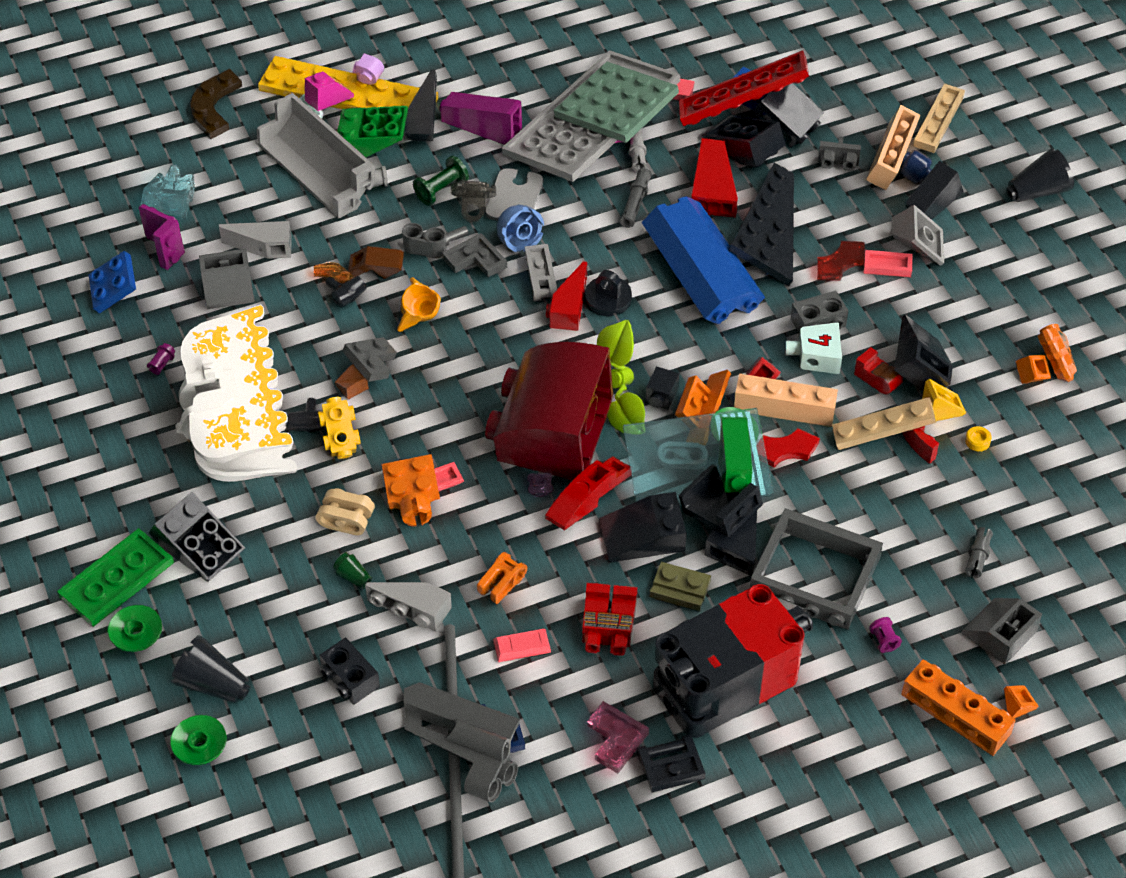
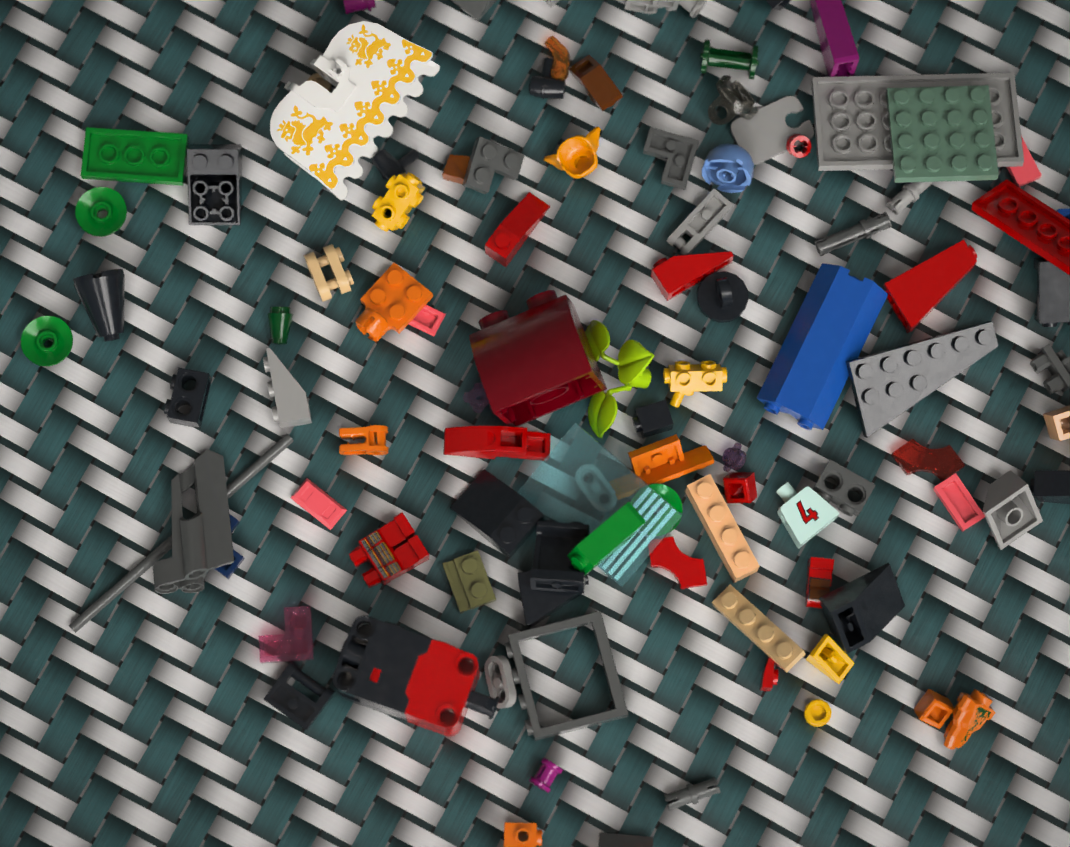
camera: 50 degrees right, 25 degrees up
(431, 242) = (656, 100): dark grey beam -> none
(435, 380) = (515, 229): none -> red slope
(537, 188) = (796, 153): none -> red bush
(651, 348) = (686, 378): none -> yellow brick
(736, 361) = (734, 457): none -> clear purple plate
(748, 138) = (1003, 274): black slope -> none

